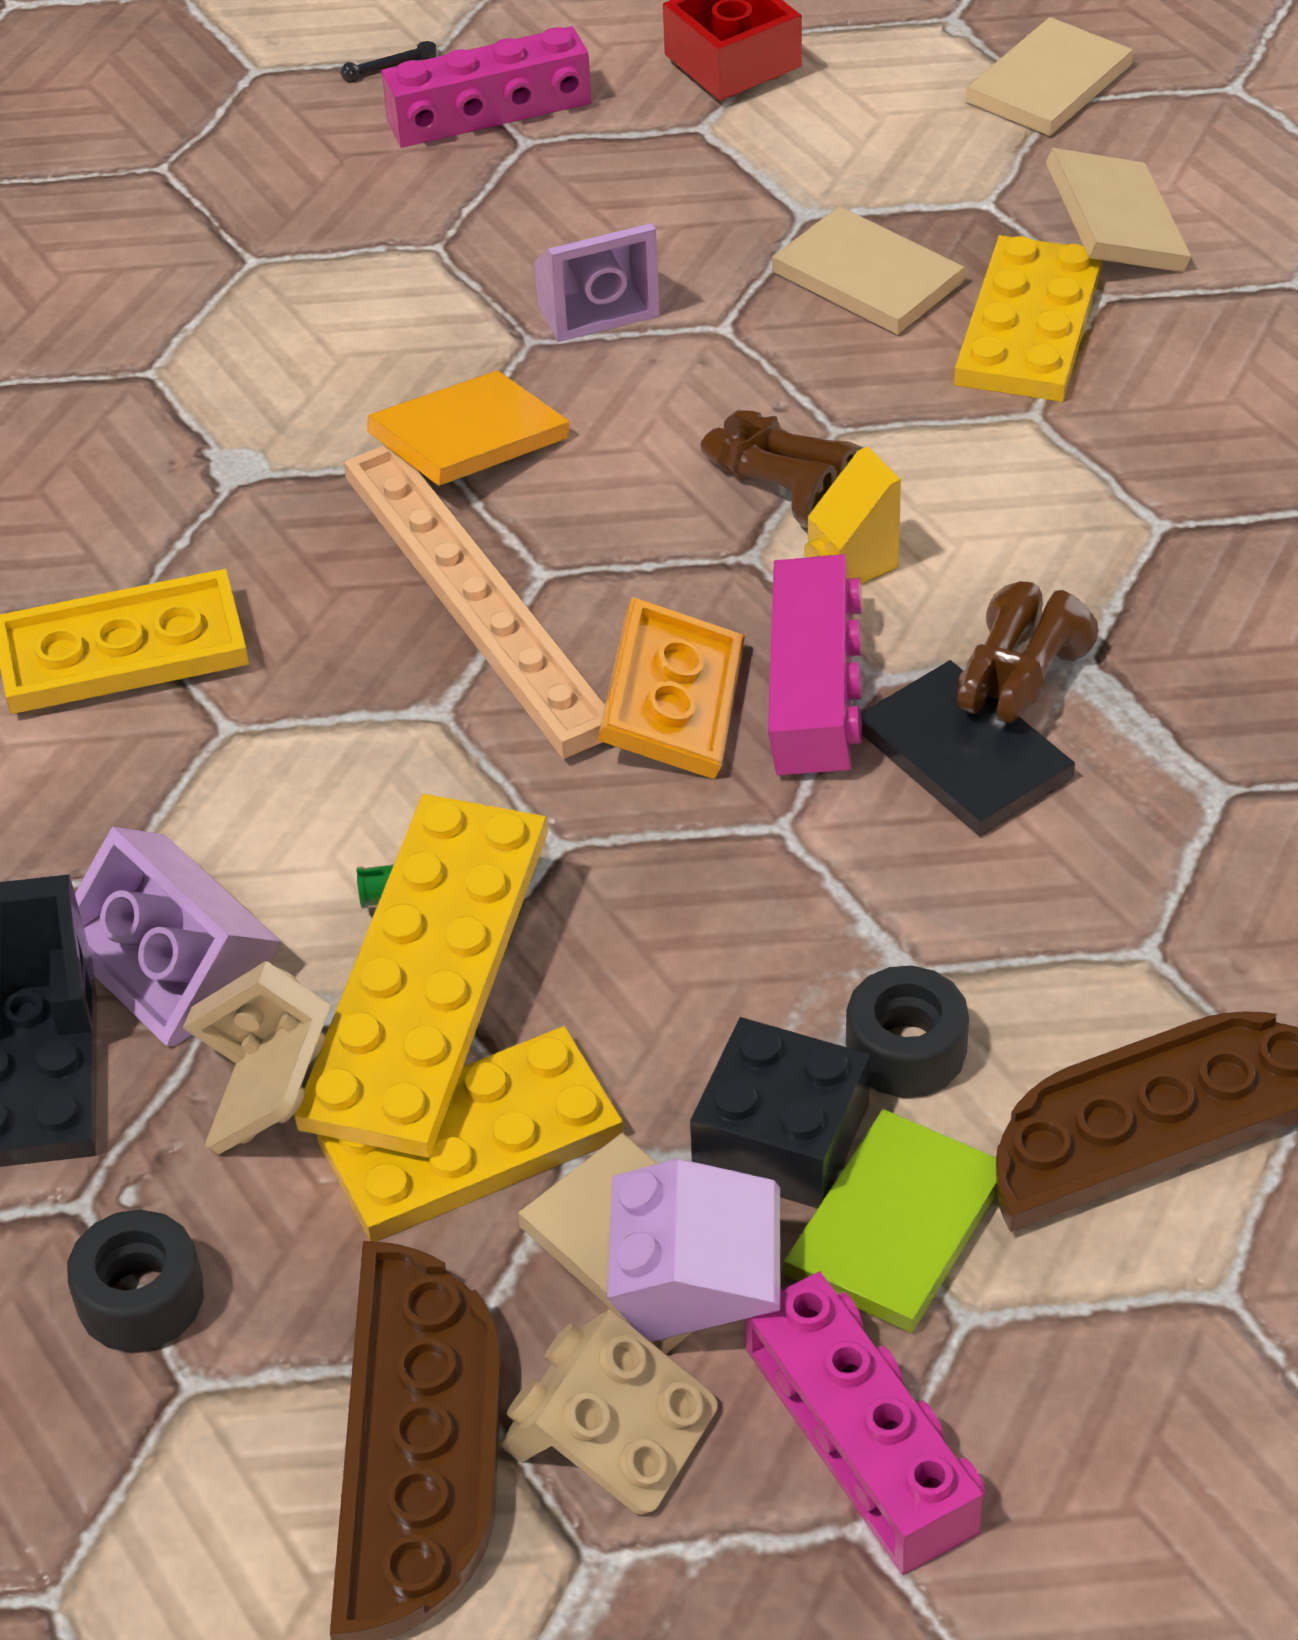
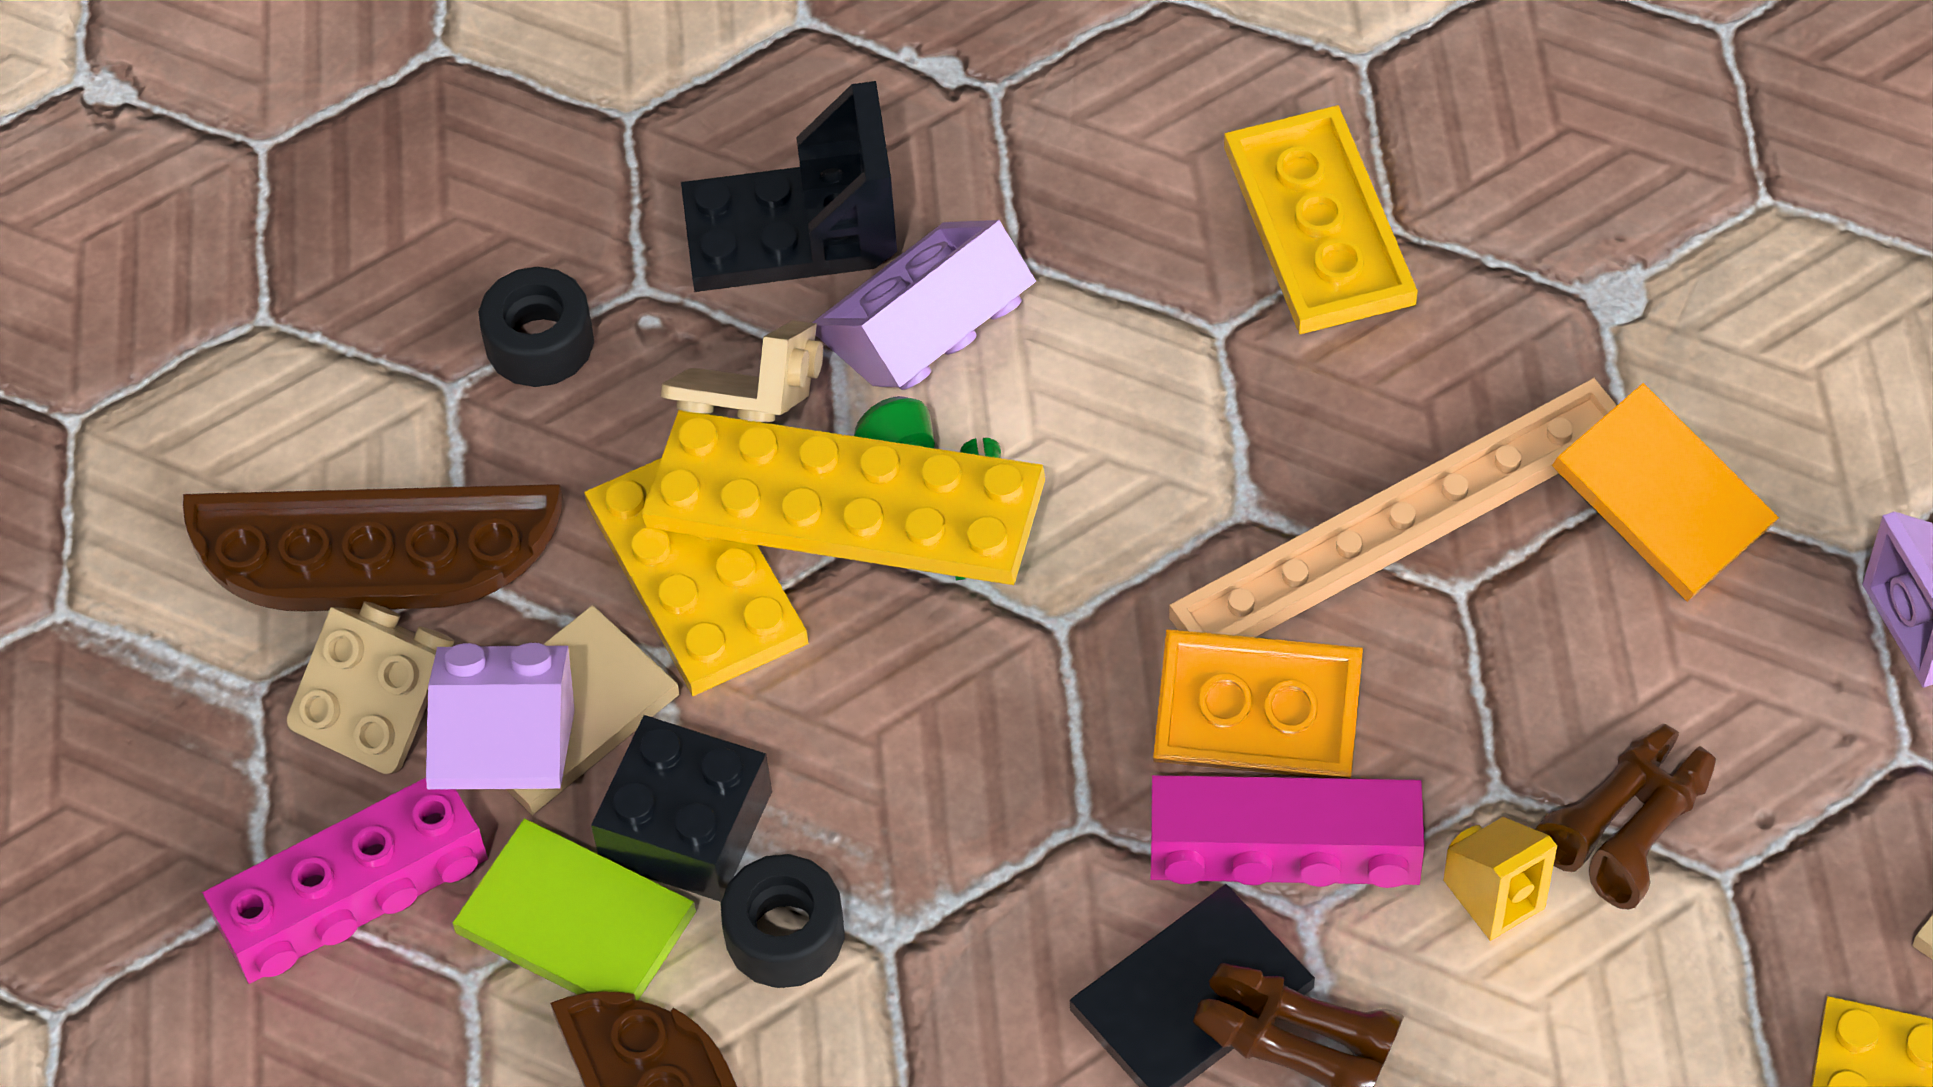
camera: 90 degrees right, 10 degrees up
(333, 946) = (897, 421): none -> green cone

